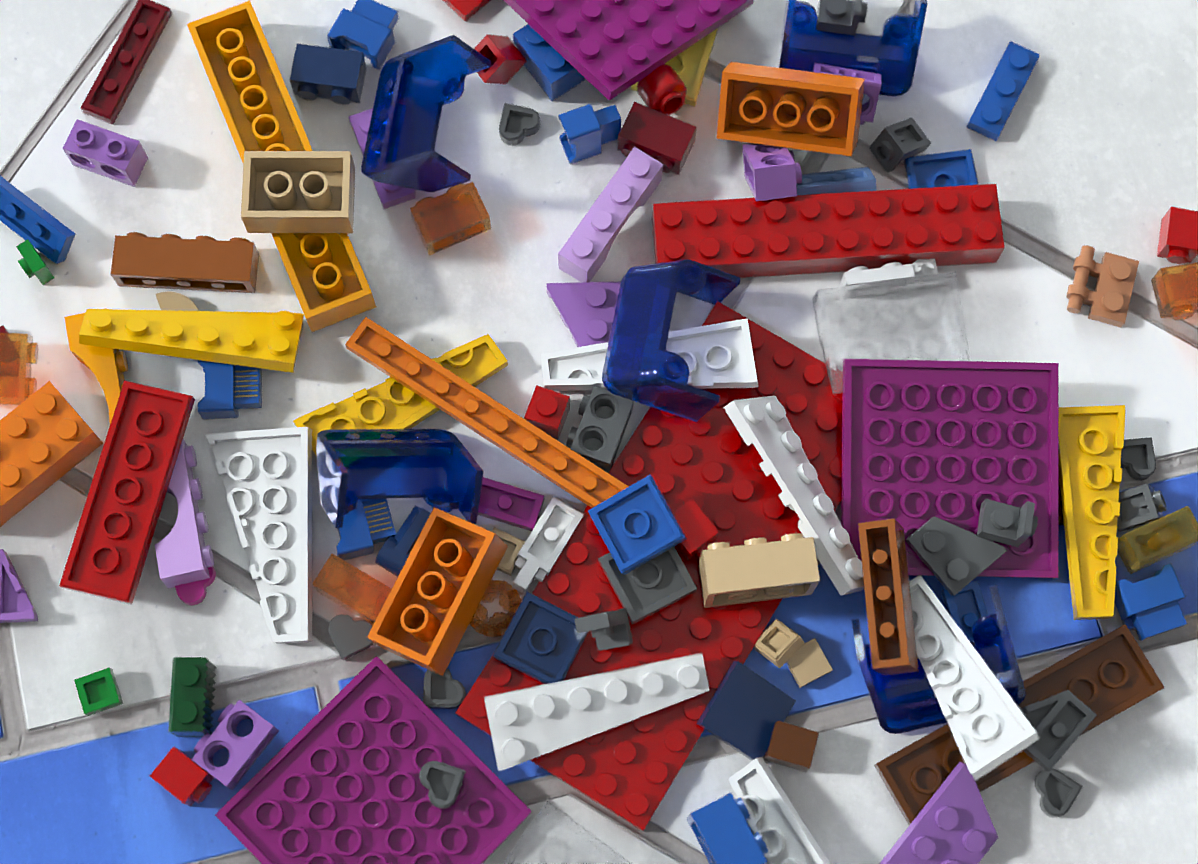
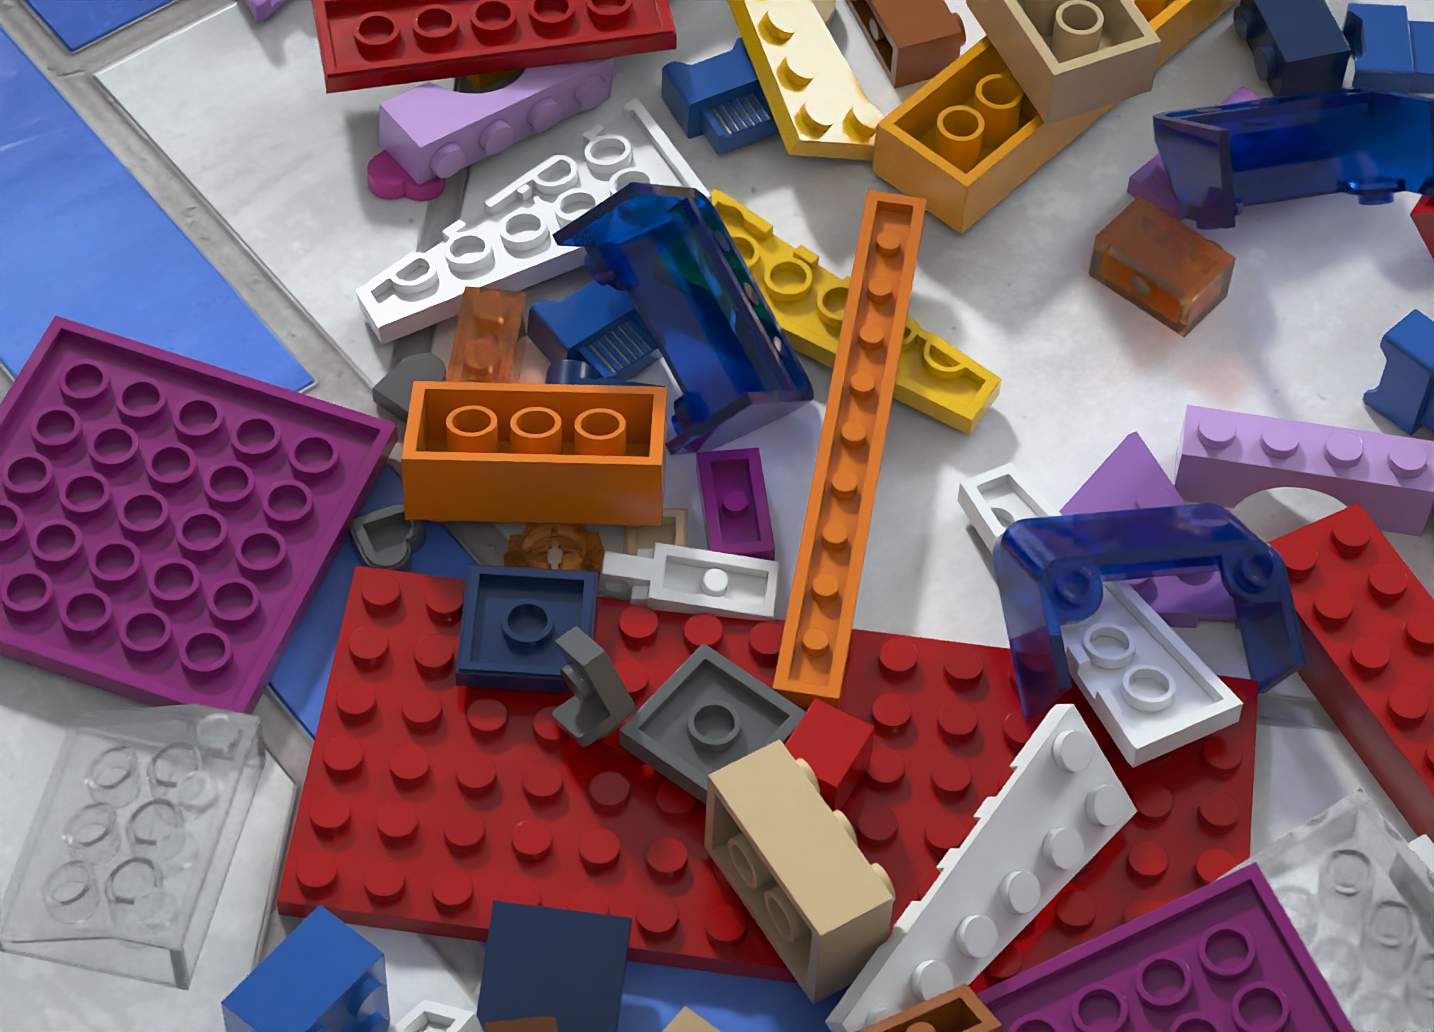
camera: 65 degrees right, 20 degrees down
(98, 691) = (183, 120): green plate -> none
(183, 777) = (97, 259): red brick -> none
(191, 697) = (223, 225): dark green brick -> none
(242, 750) = (176, 303): medium lavender brick -> none
(442, 782) = (228, 578): dark grey tile -> none
(517, 123) = (1377, 300): dark grey tile -> none
(548, 411) = (917, 503): red brick -> none
(567, 711) = (421, 696): white wing -> none
(608, 430) = (934, 601): dark grey brick -> none
(637, 524) = (785, 664): blue tile -> none
(778, 643) = (701, 989): tan tile -> none

